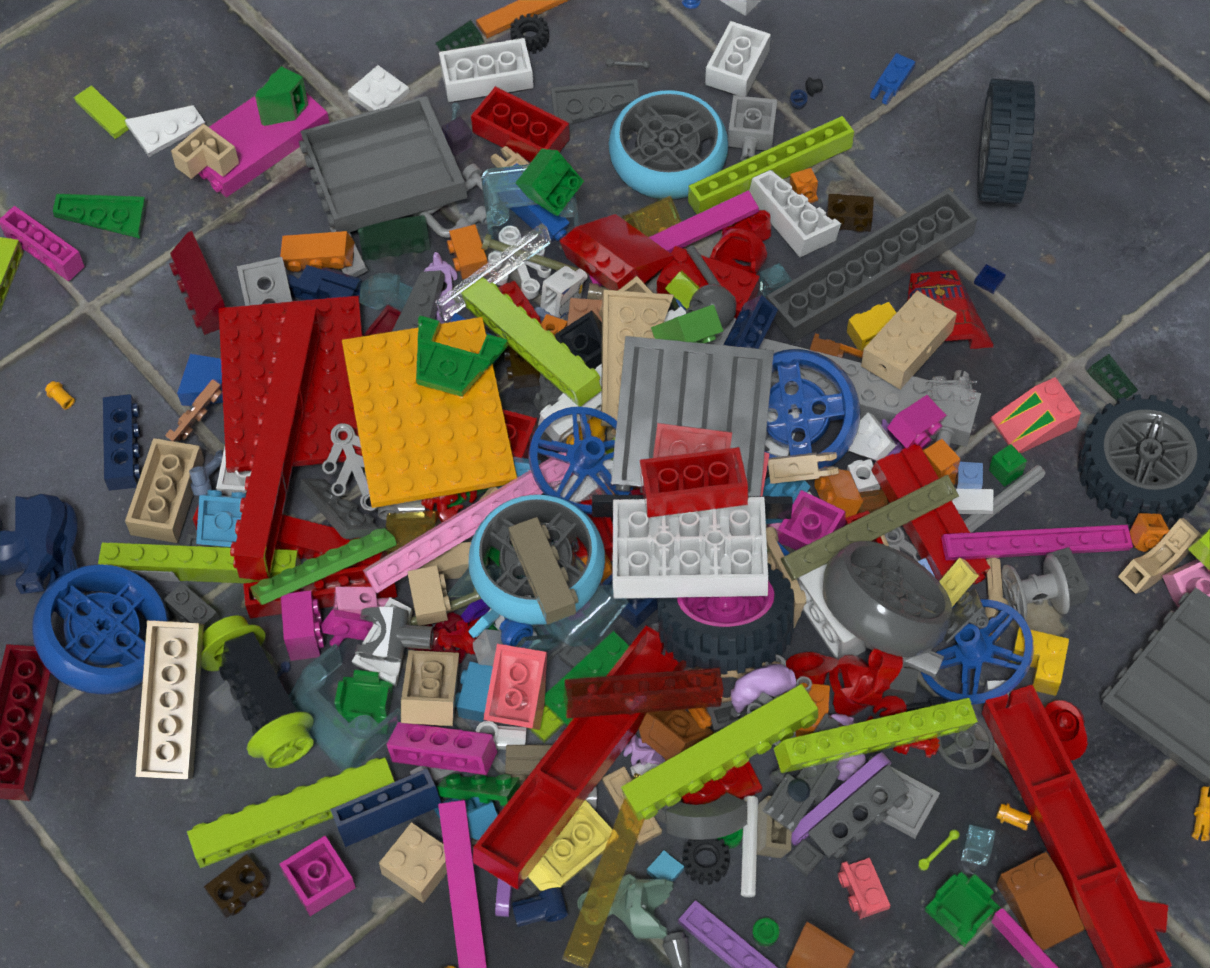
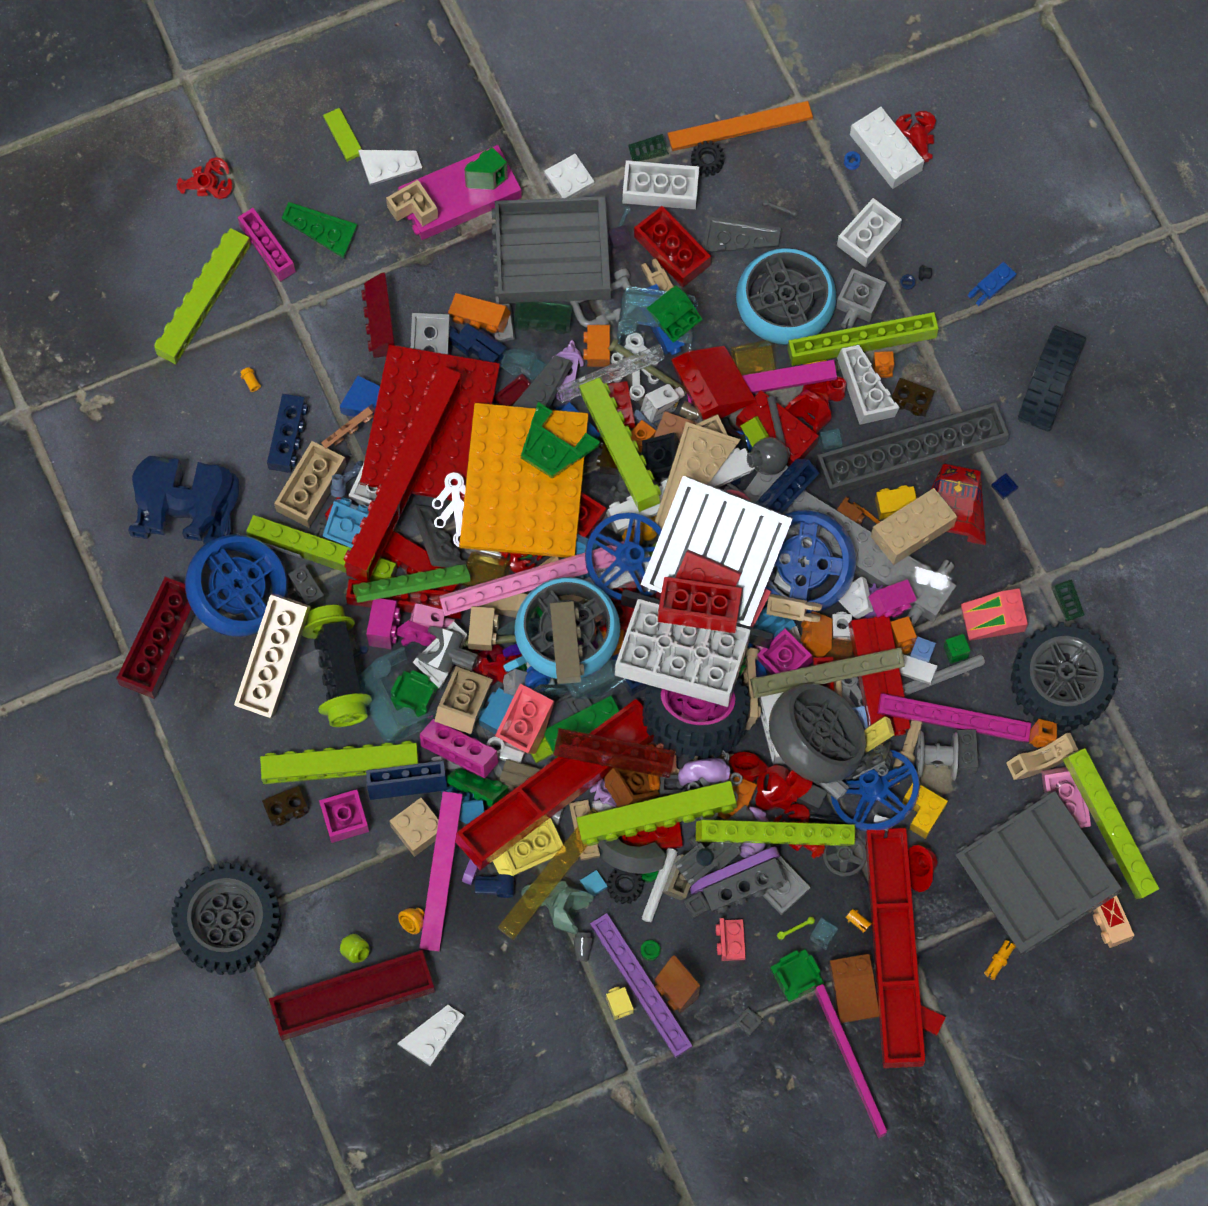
camera: 15 degrees right, 10 degrees up
(694, 327) = (740, 473): bright green brick -> none

